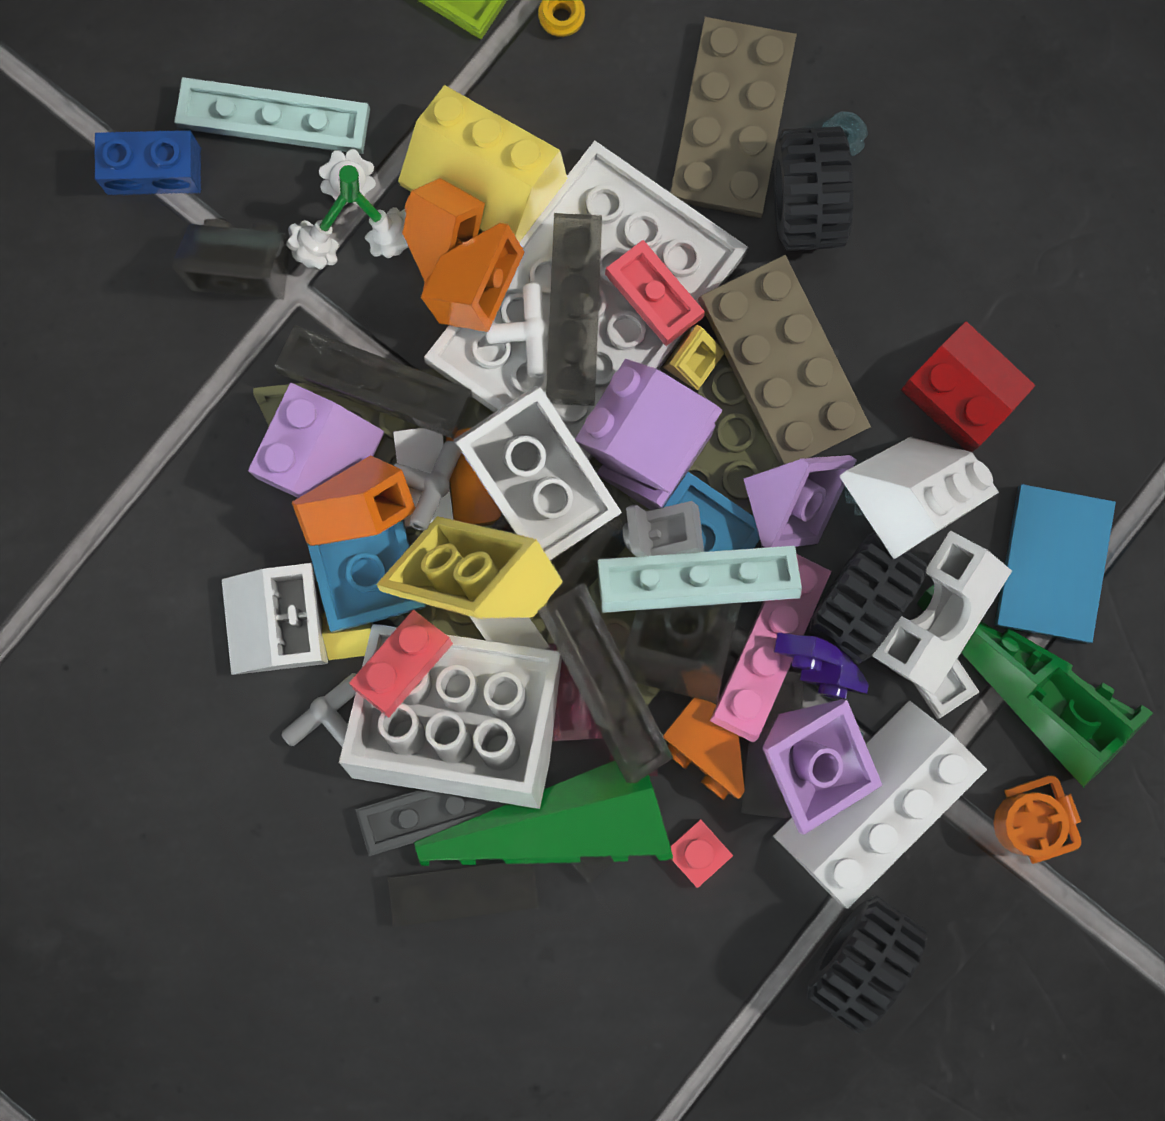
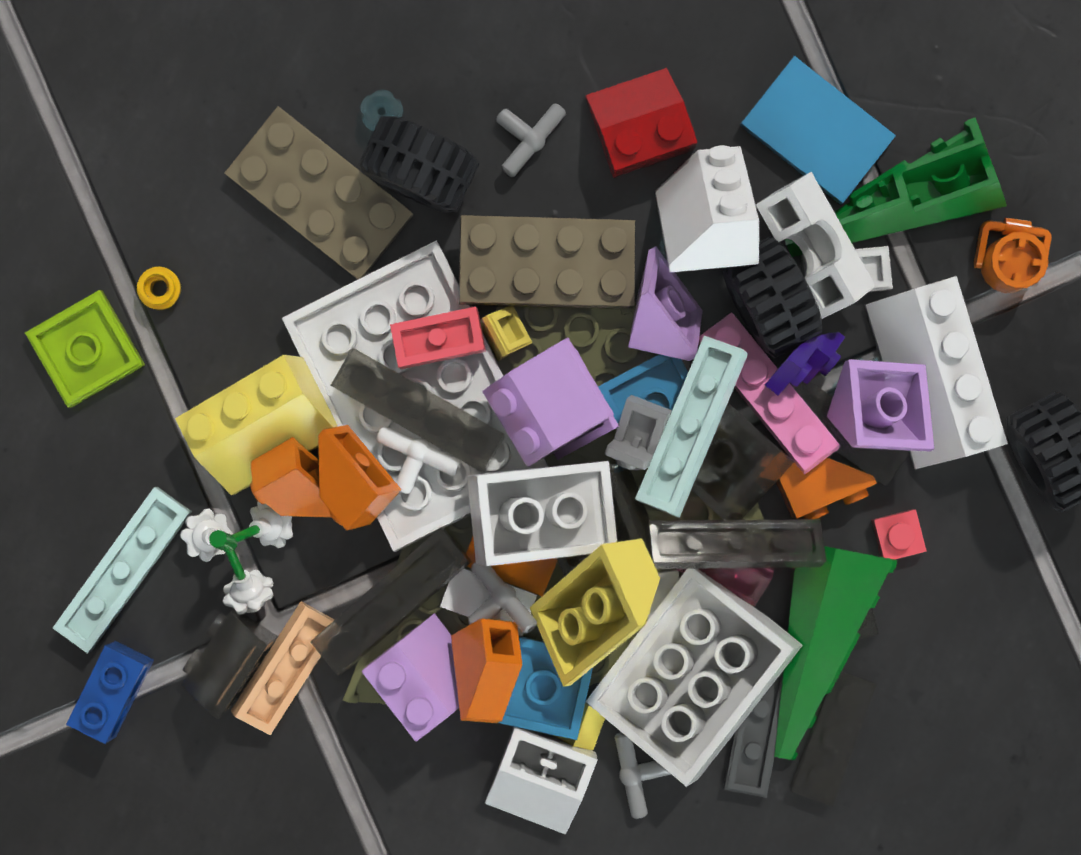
camera: 65 degrees left, 5 degrees up
(251, 315) = (282, 670): none -> light nougat plate
(401, 663) = (632, 696): coral plate -> none
(895, 290) = (531, 138): none -> light grey piece

